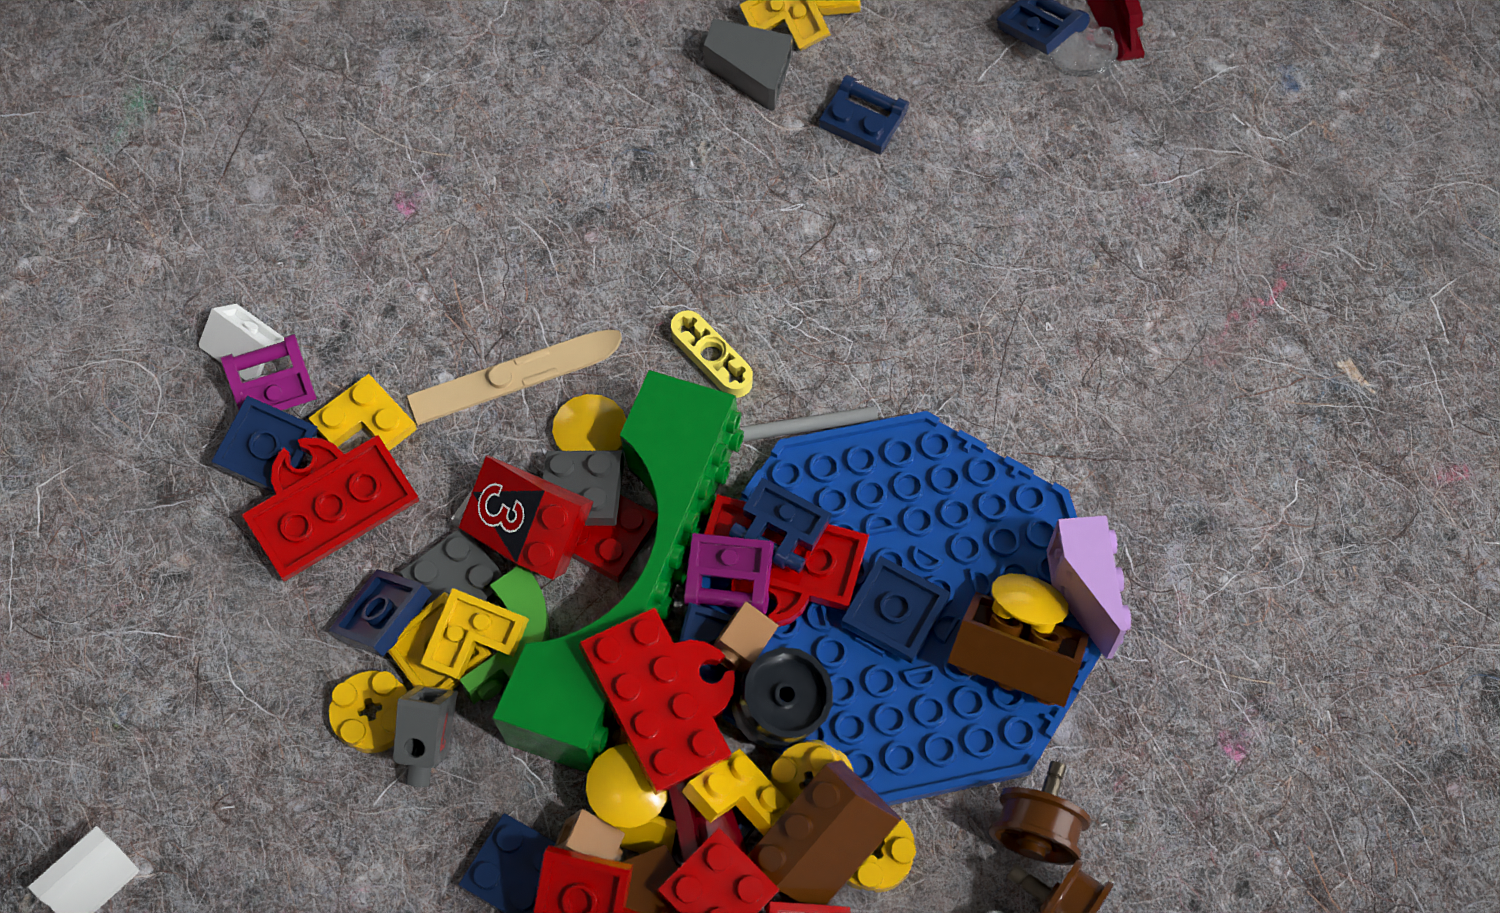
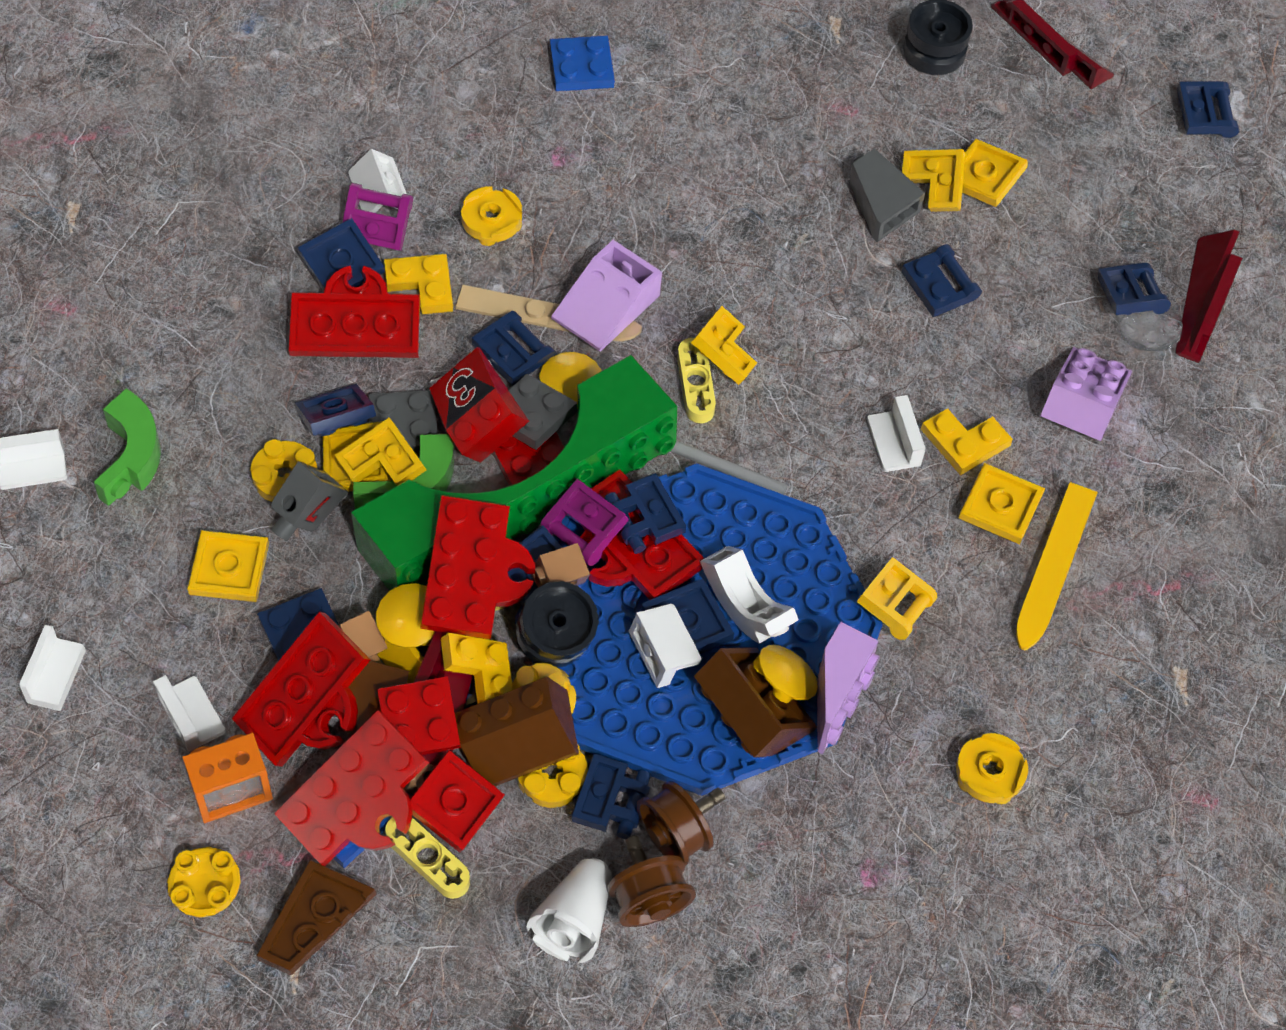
camera: 30 degrees right, 5 degrees down
(176, 763) = (139, 462): none -> bright green arch
(357, 92) = (582, 63): none -> blue plate
(389, 853) = (228, 566): none -> yellow plate
(390, 322) = (489, 229): none -> yellow plate
(505, 440) = (506, 353): none -> dark blue plate
(567, 320) = (608, 295): none -> lavender slope
(709, 305) = (718, 344): none -> yellow plate
(892, 647) = (663, 643): none -> white panel
(935, 552) = (744, 598): none -> white arch
(938, 841) = (600, 792): none -> dark blue plate
(940, 293) = (897, 436): none -> white panel
(1002, 267) = (963, 447): none -> yellow plate
(1053, 456) = (887, 592): none -> yellow plate
(1076, 146) = (1086, 393): none -> lavender slope
(1081, 301) = (1001, 503): none -> yellow plate
(1169, 331) = (1054, 565): none -> yellow piece
(1255, 587) = (985, 786): none -> yellow plate

